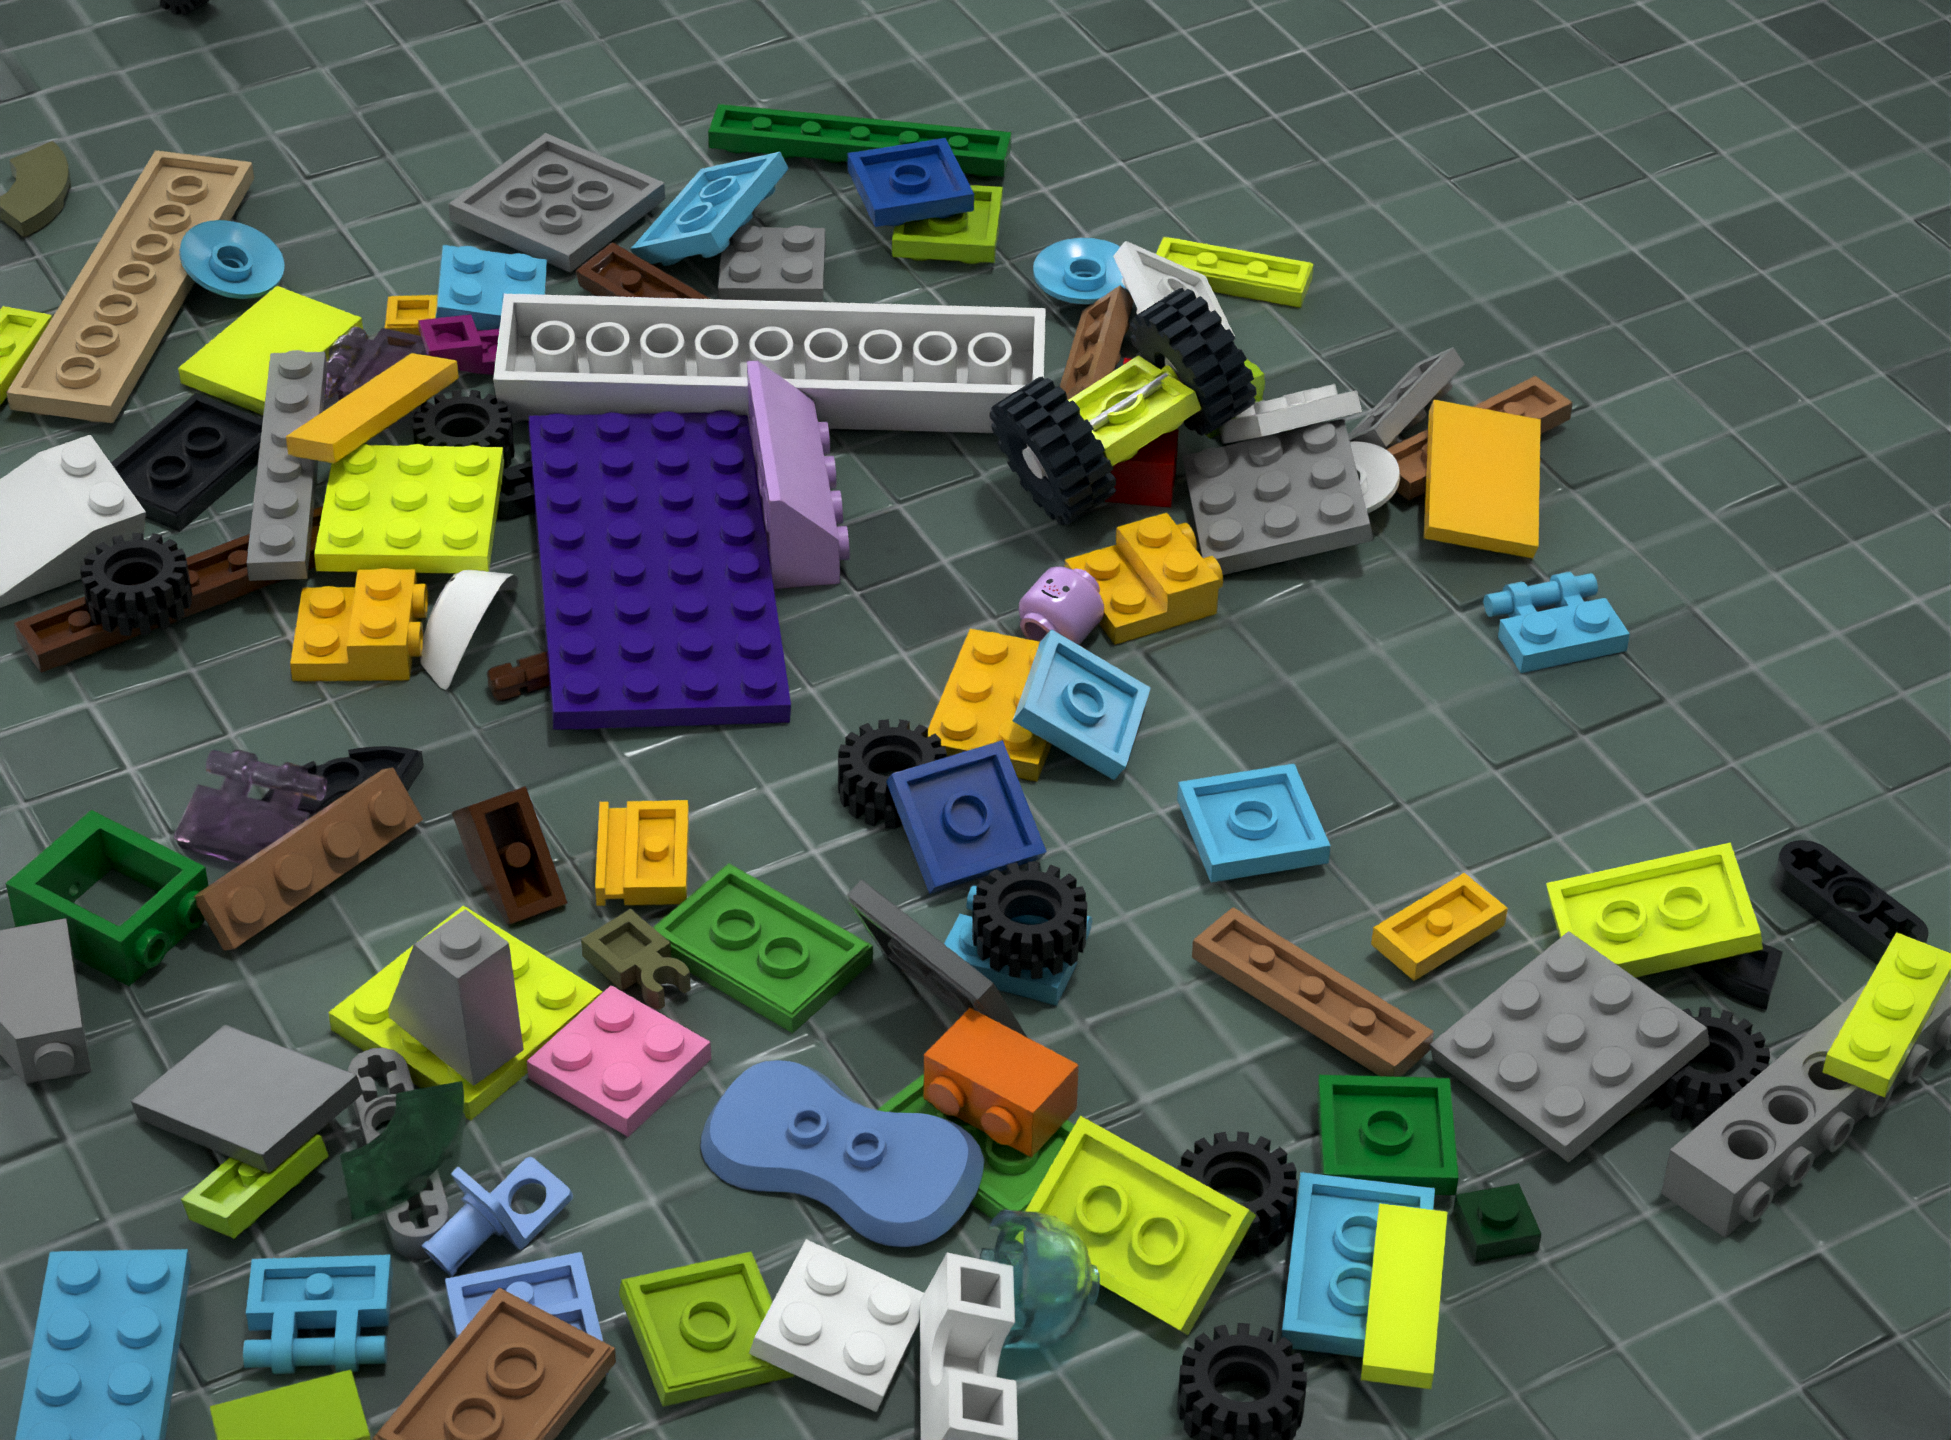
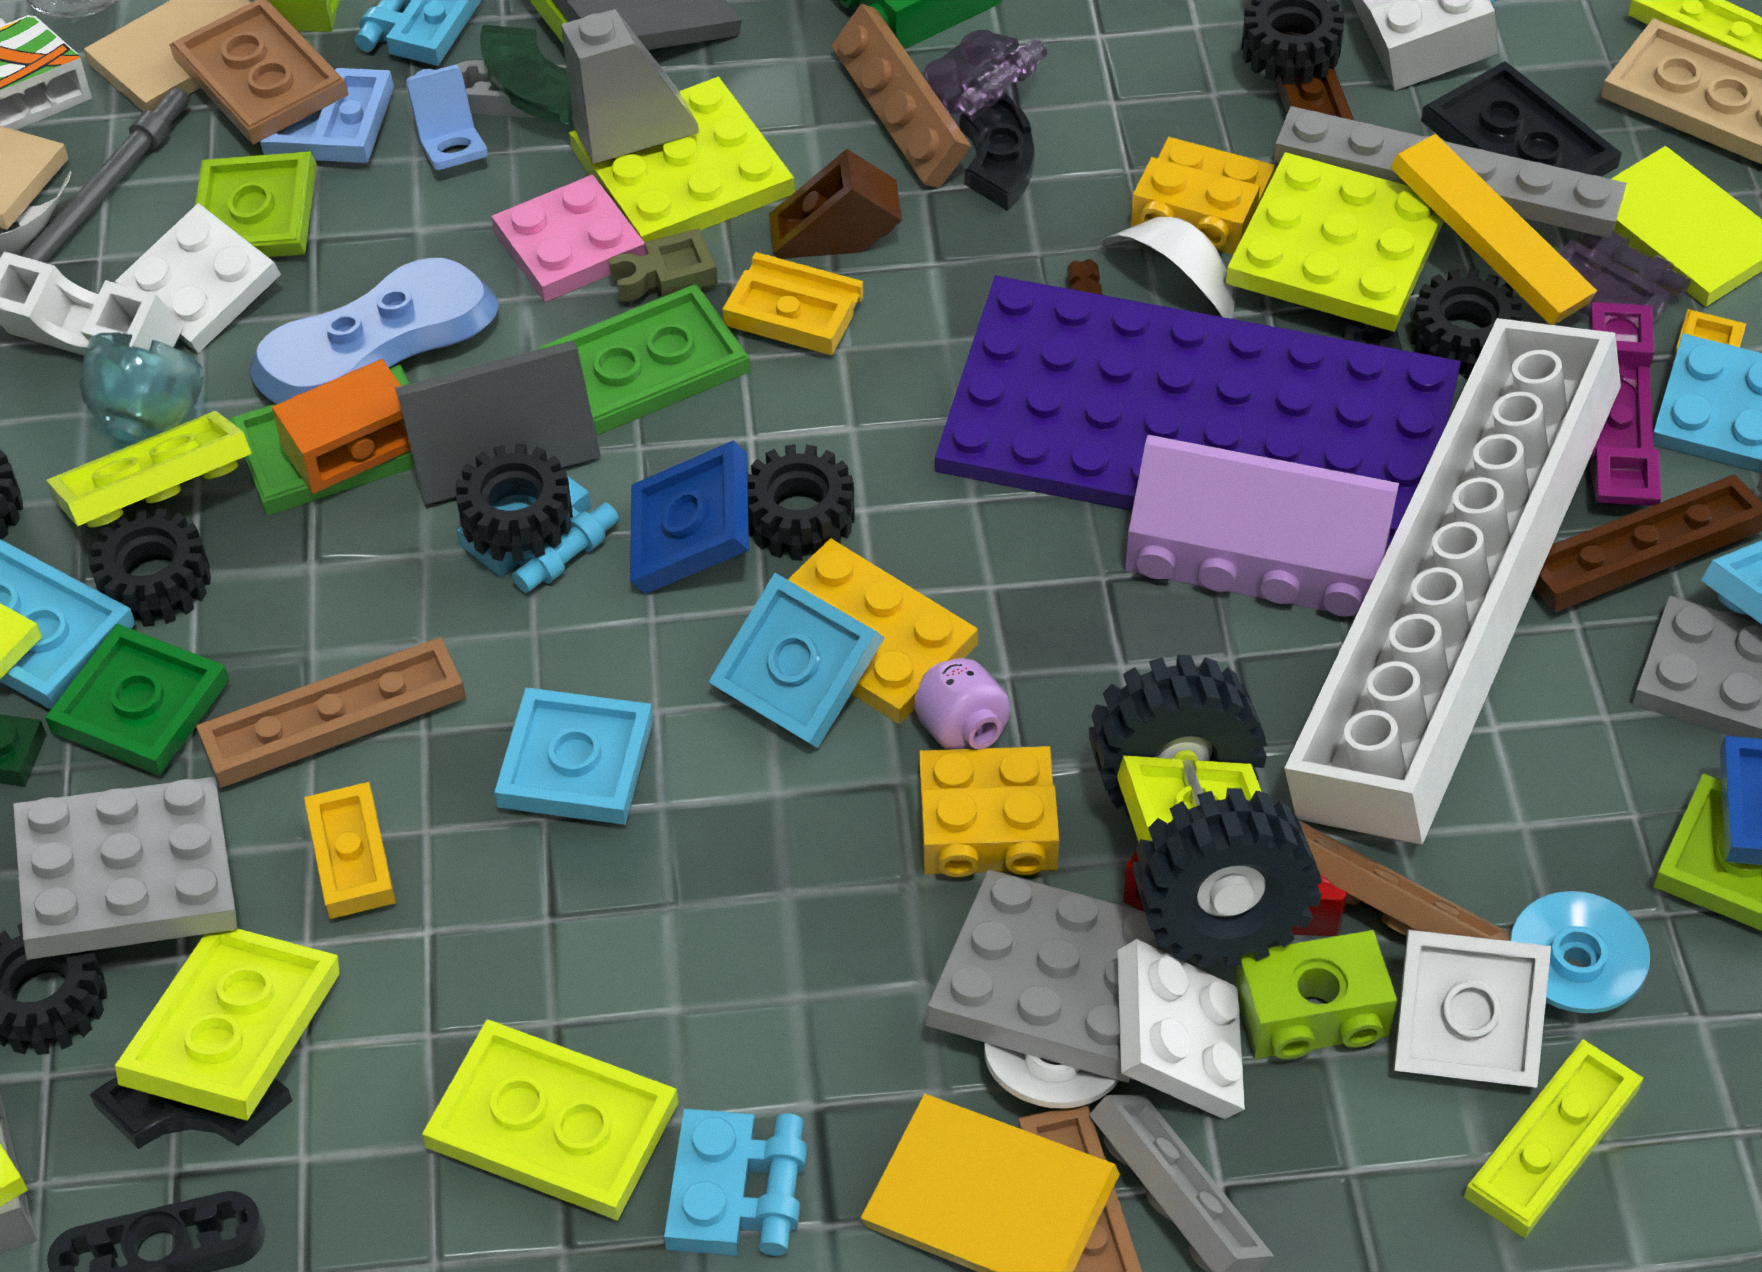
camera: 115 degrees right, 10 degrees up
(1585, 723) = (551, 1119): none -> neon yellow plate

